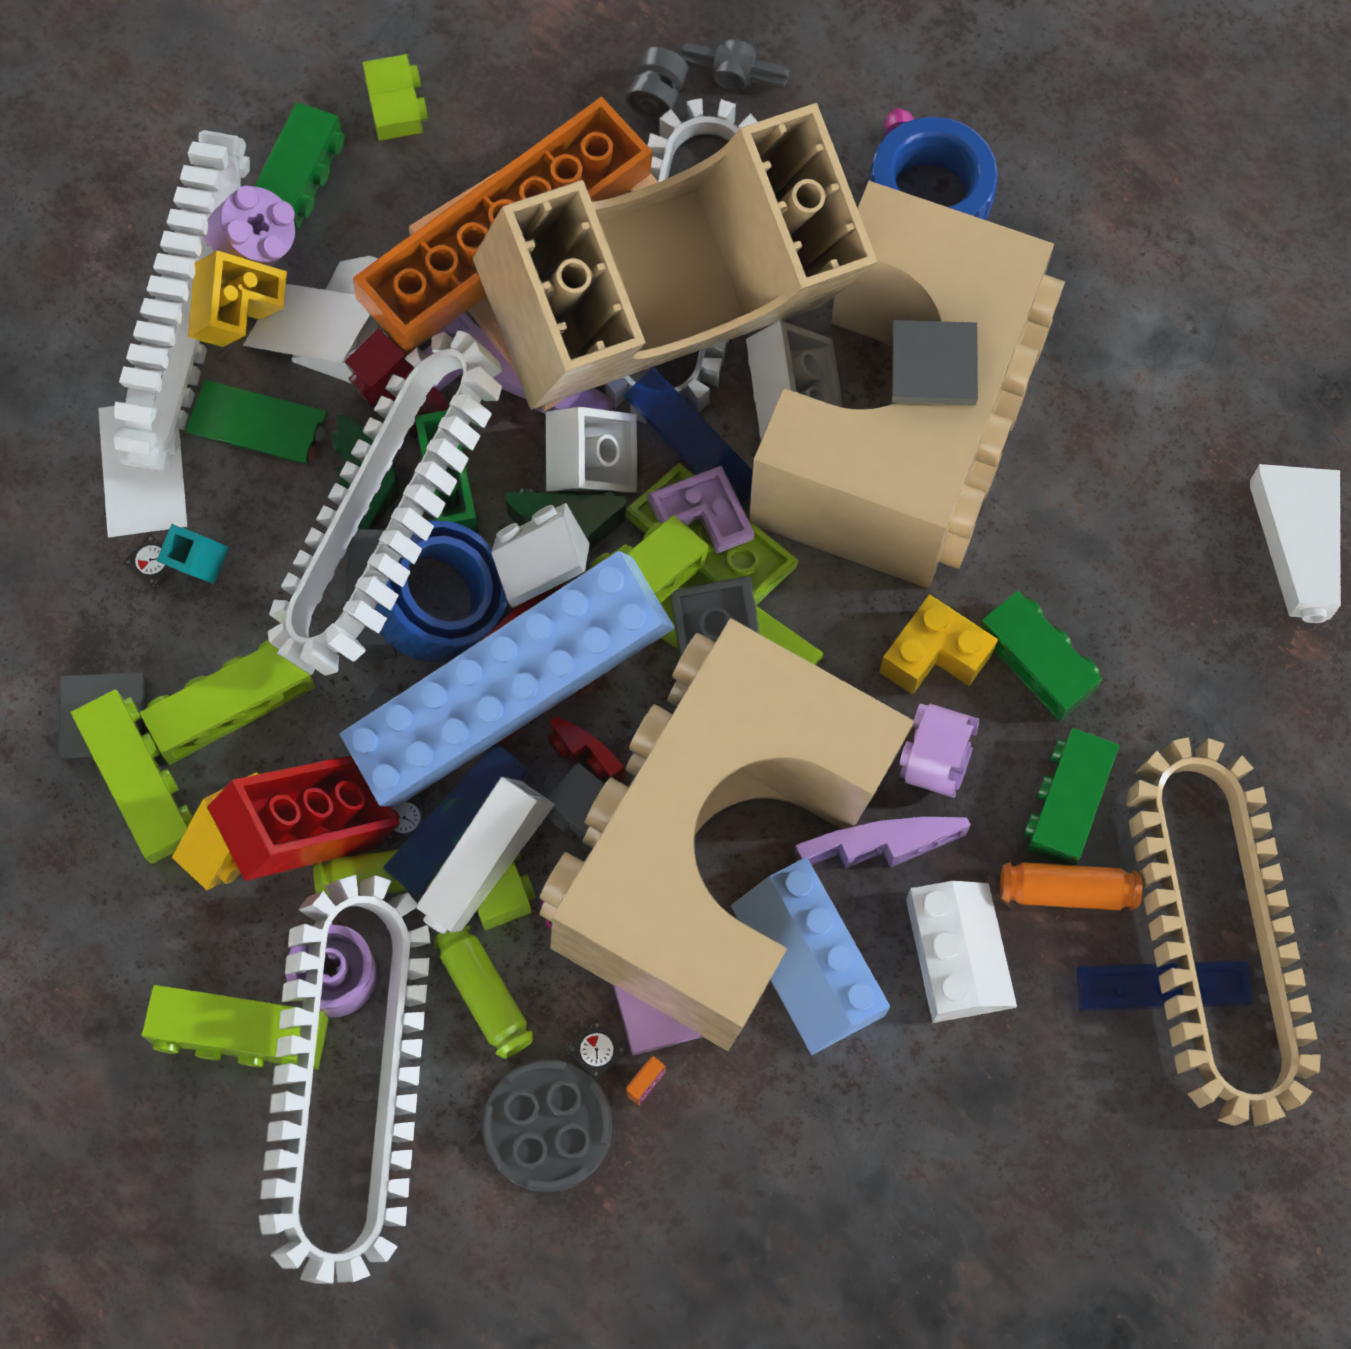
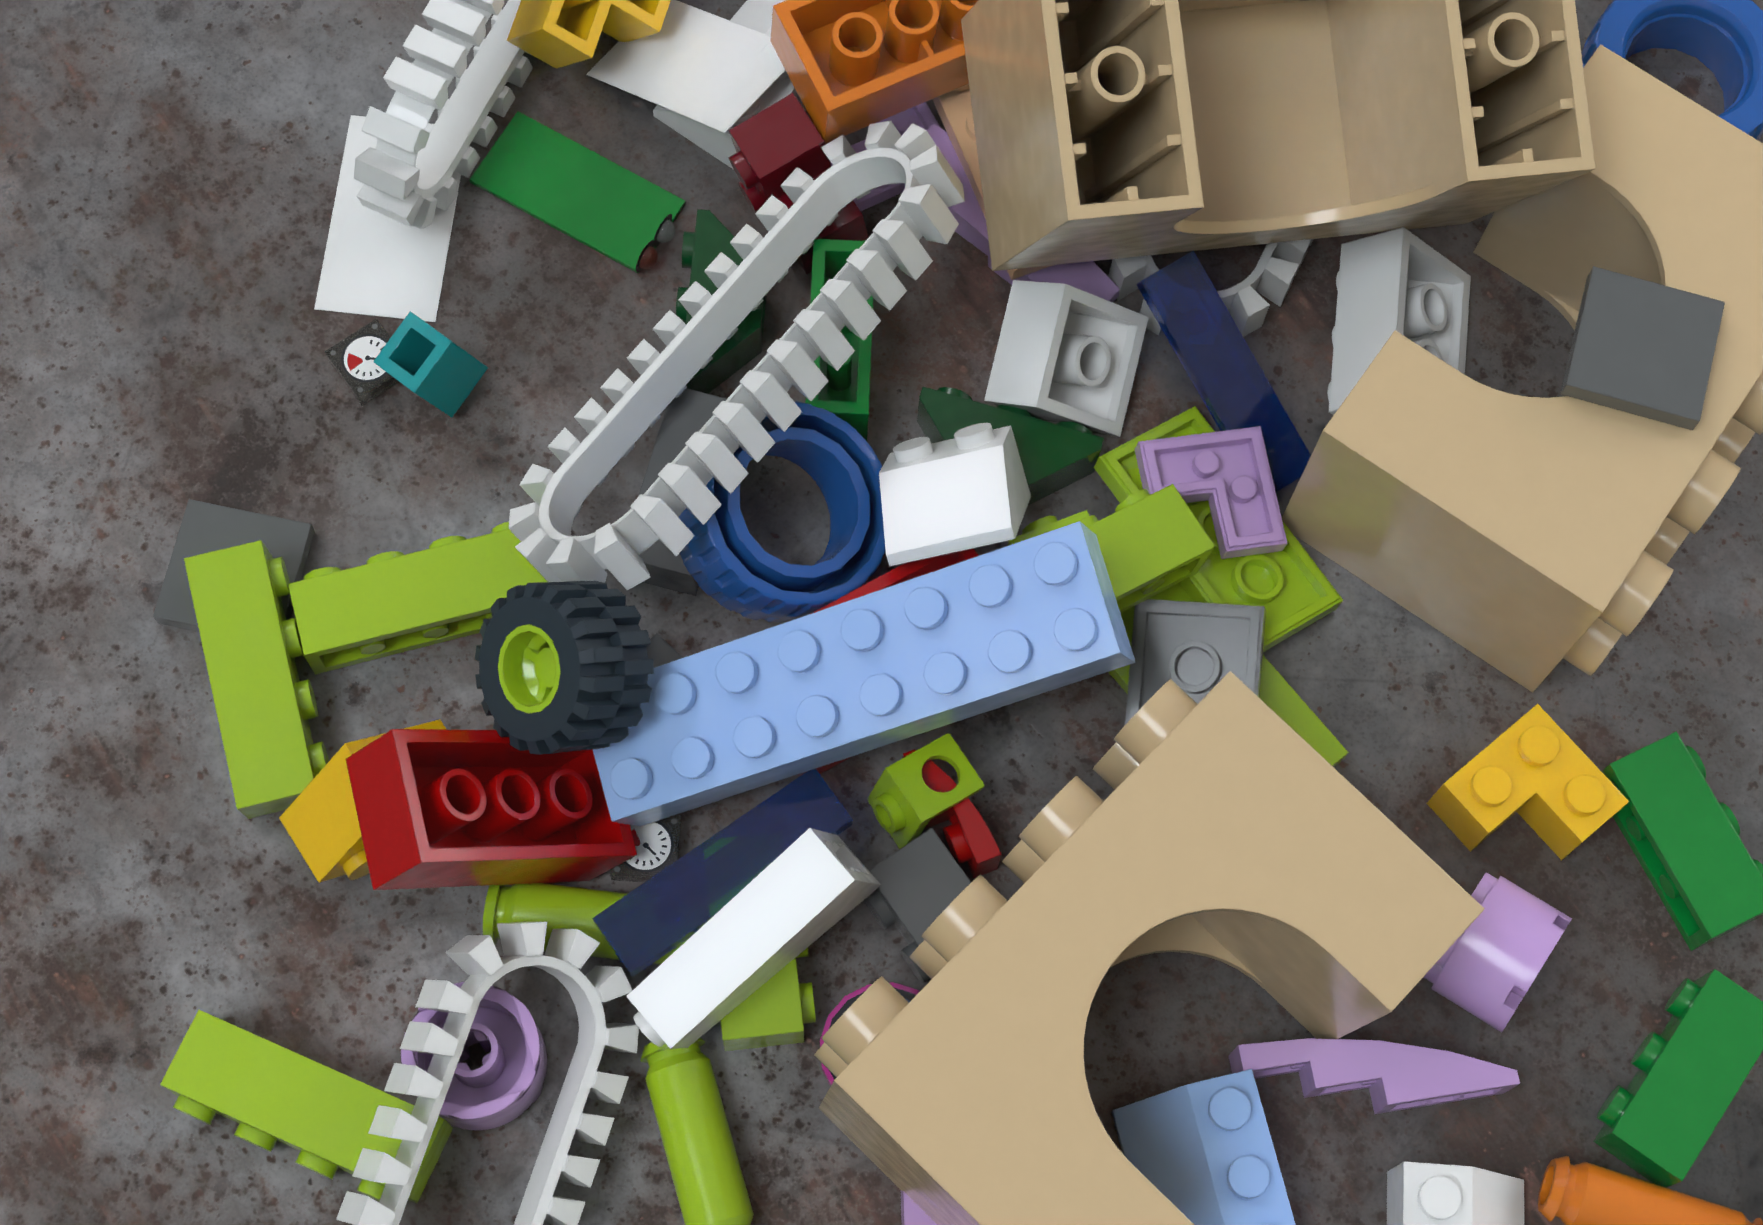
camera: 10 degrees right, 0 degrees up
(326, 717) = (563, 666): none -> black wheel
(556, 749) = (904, 800): none -> lime bracket

